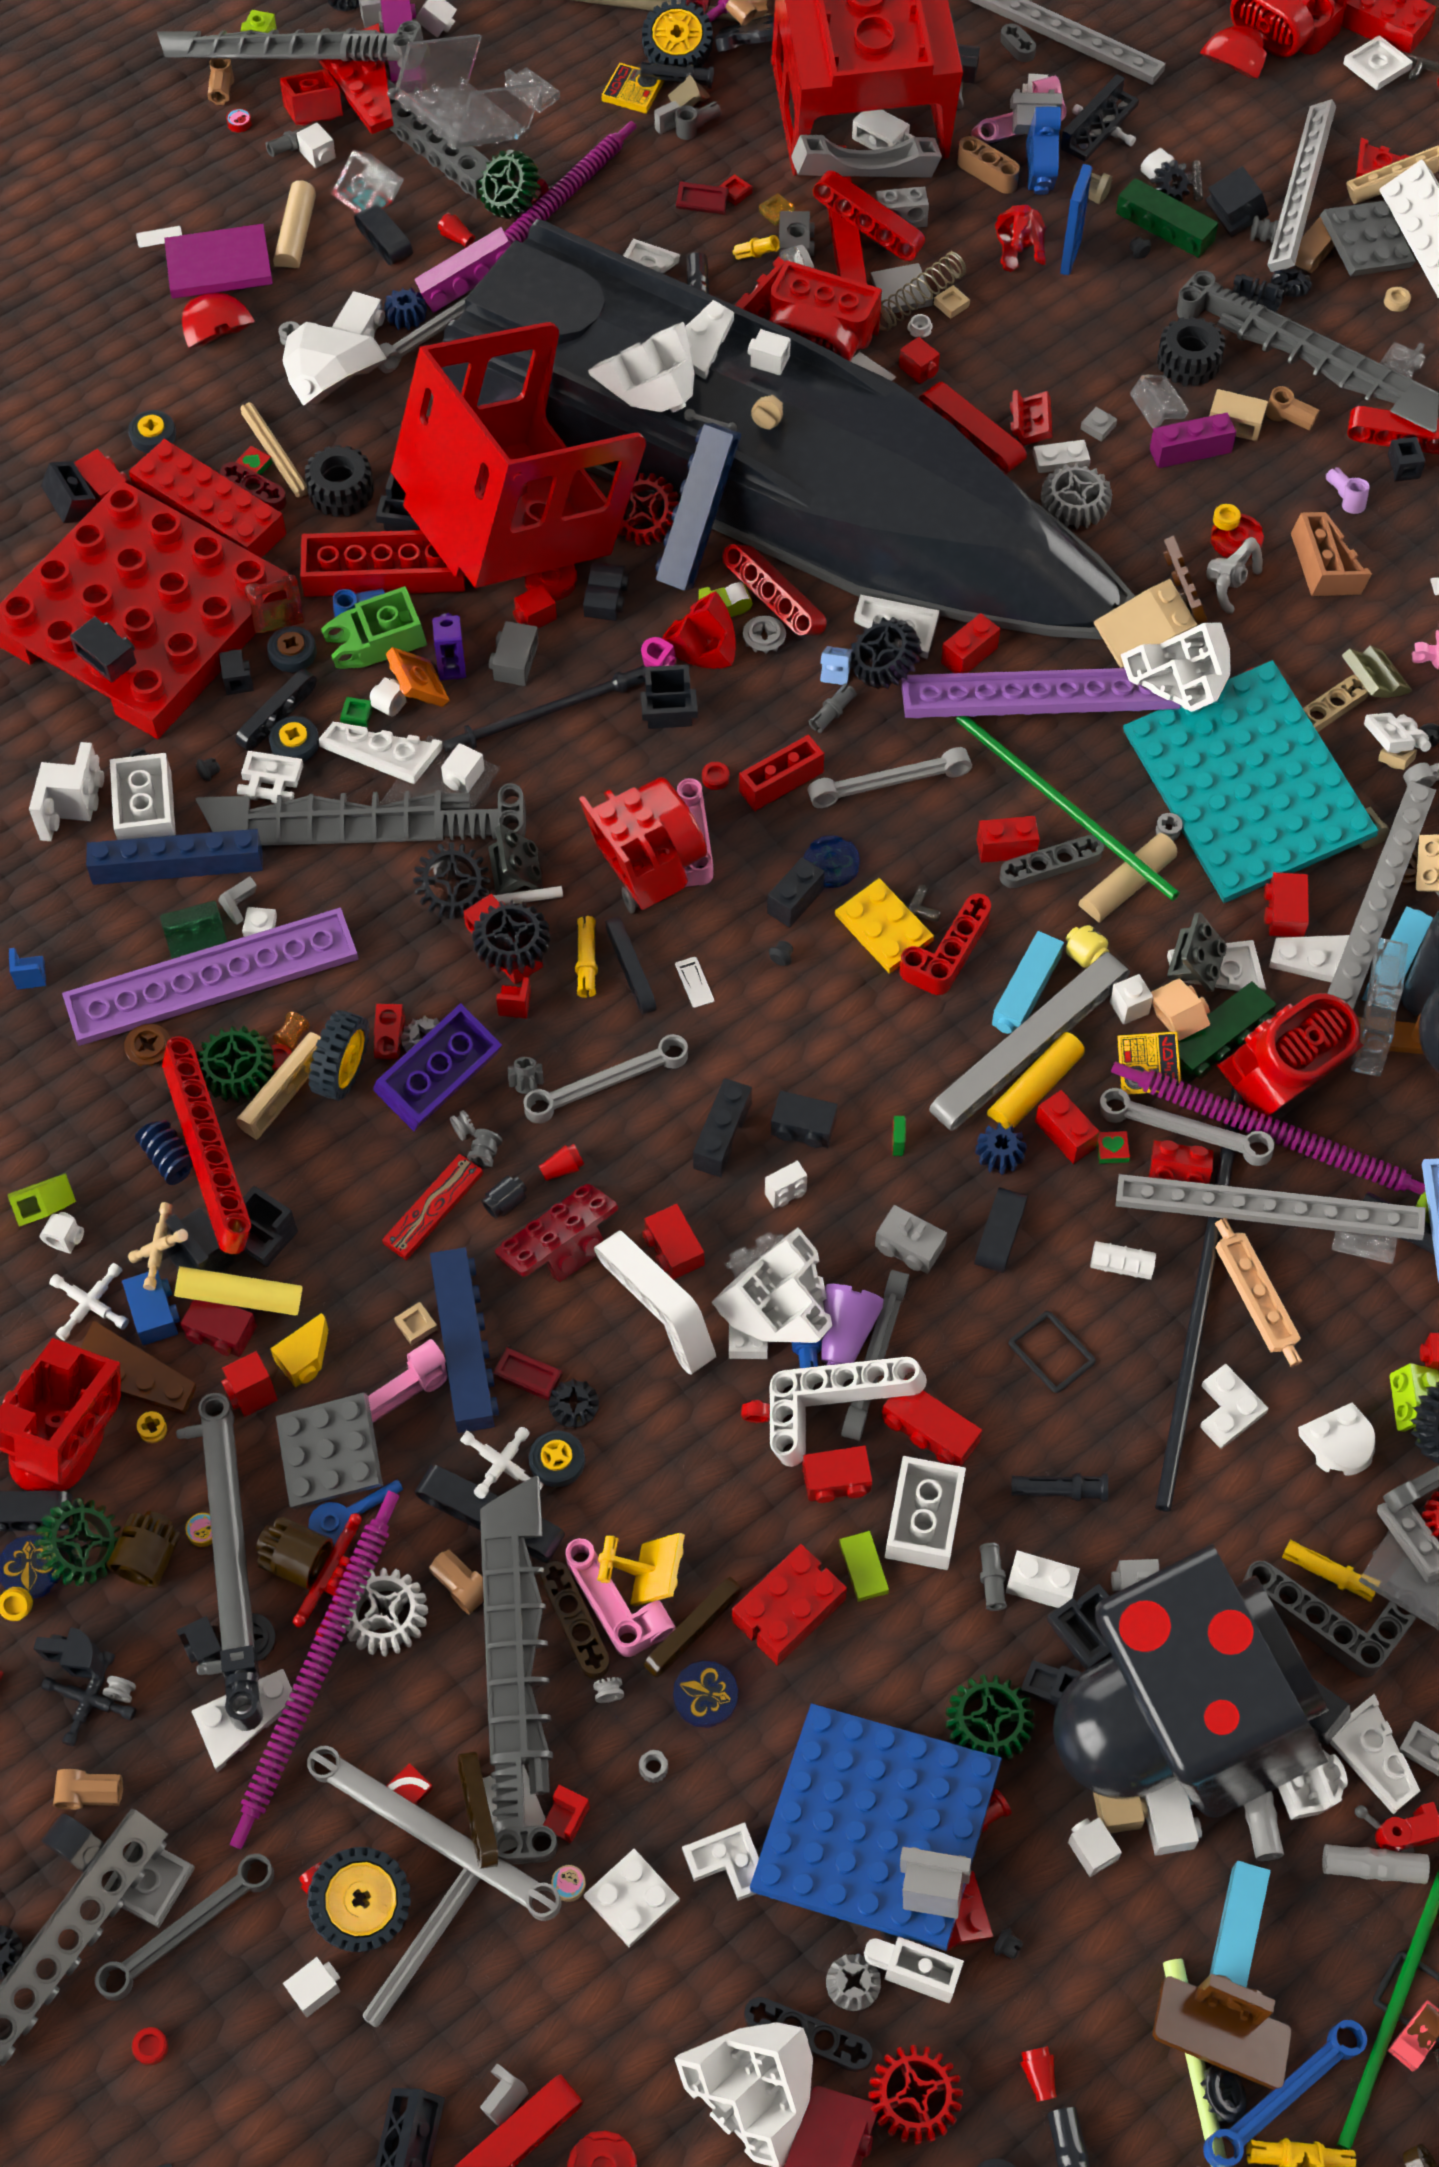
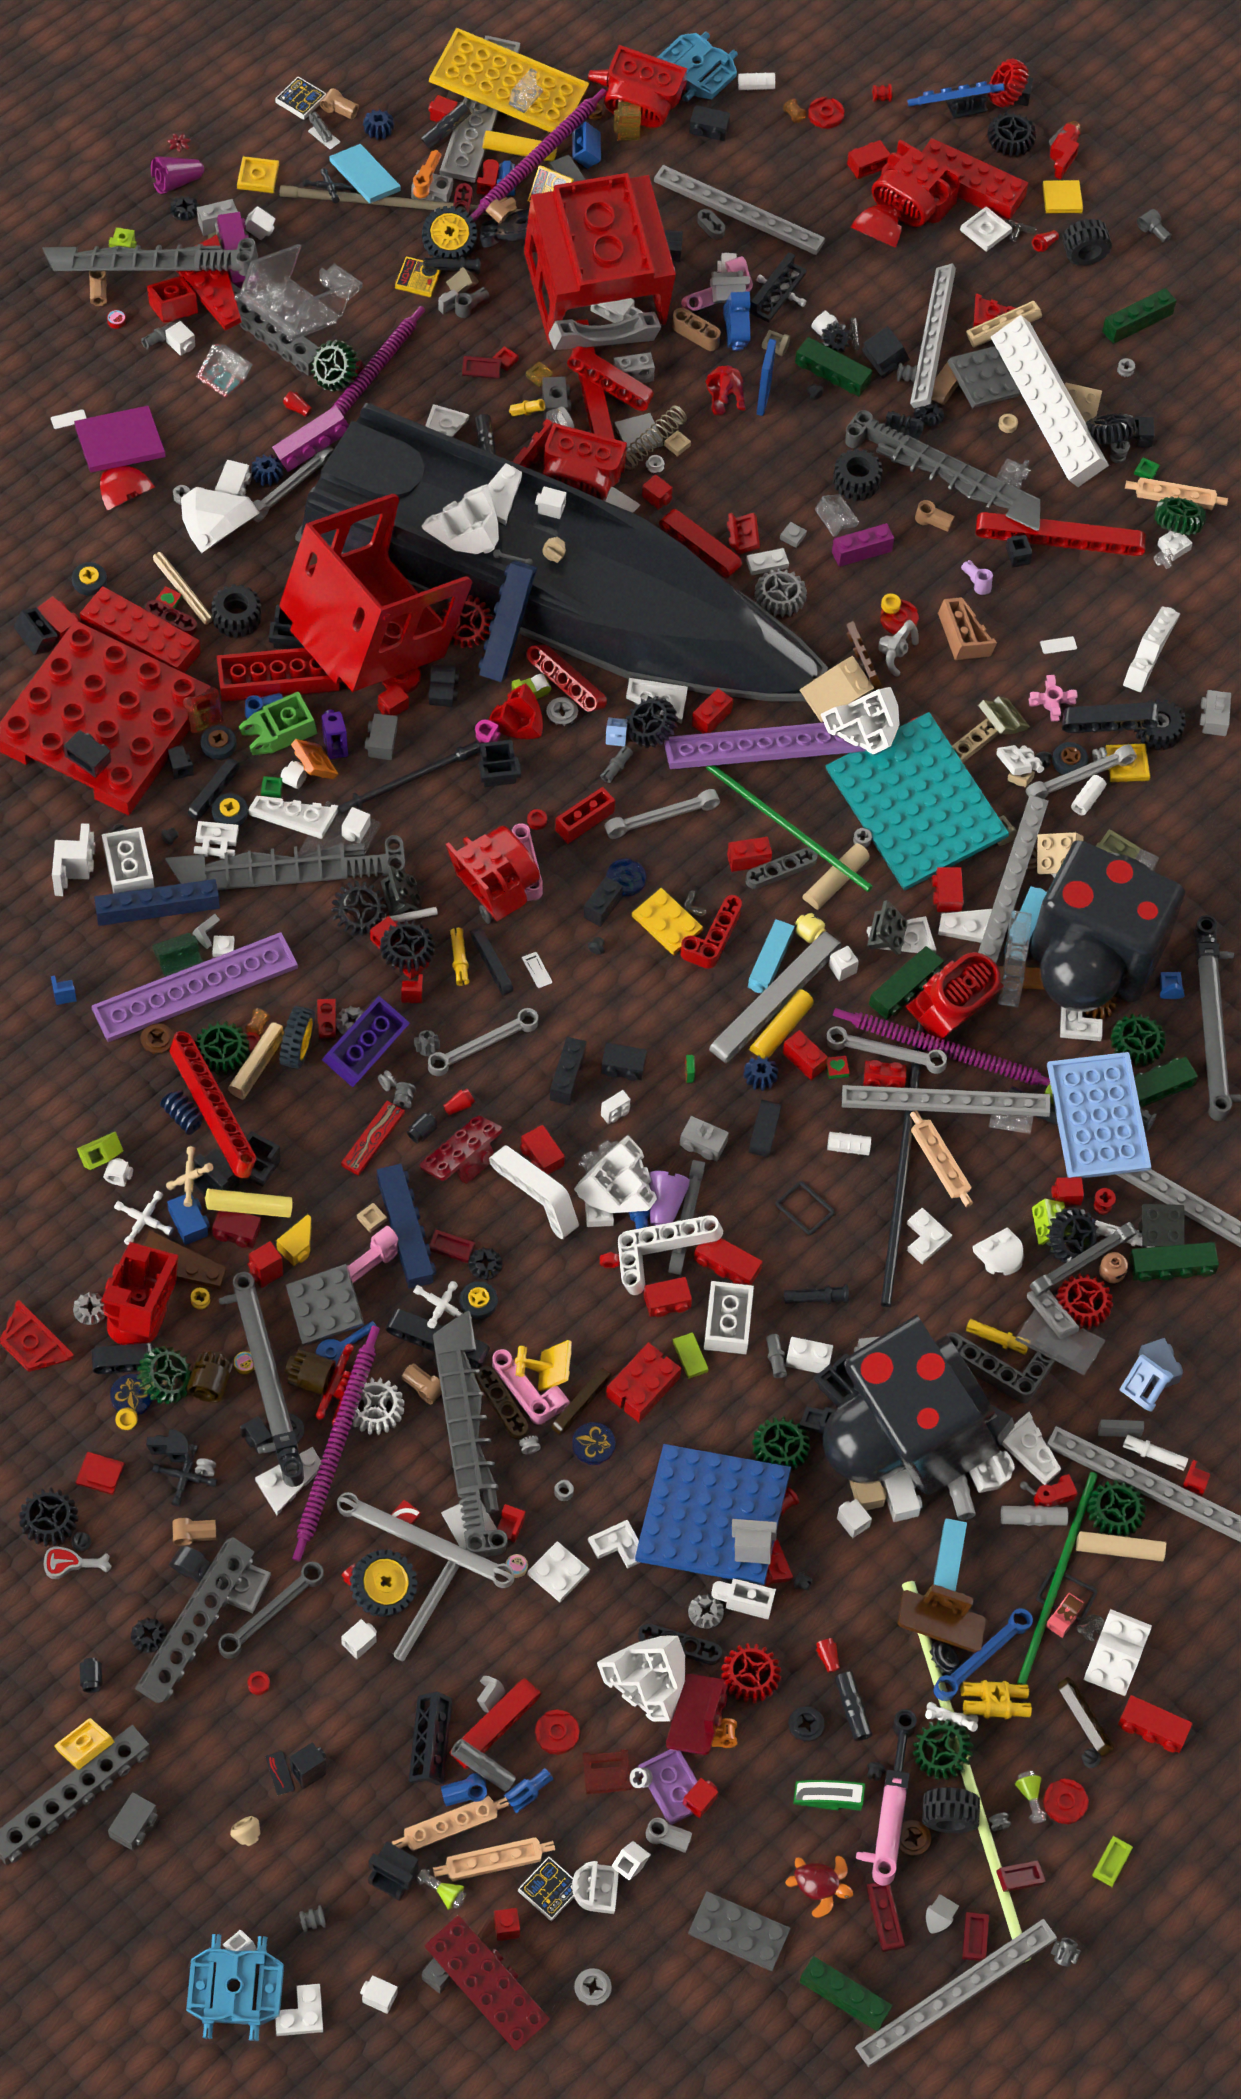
camera: 10 degrees left, 0 degrees up
(295, 225) = (172, 405): tan brick -> none
(383, 234) = (242, 410): black beam -> none
(478, 1810) = (453, 1523): dark brown beam -> none
(1149, 1052) = (858, 1000): tile -> none
(1180, 1008) = (878, 968): light nougat brick -> none
(1244, 411) = (899, 521): tan brick -> none

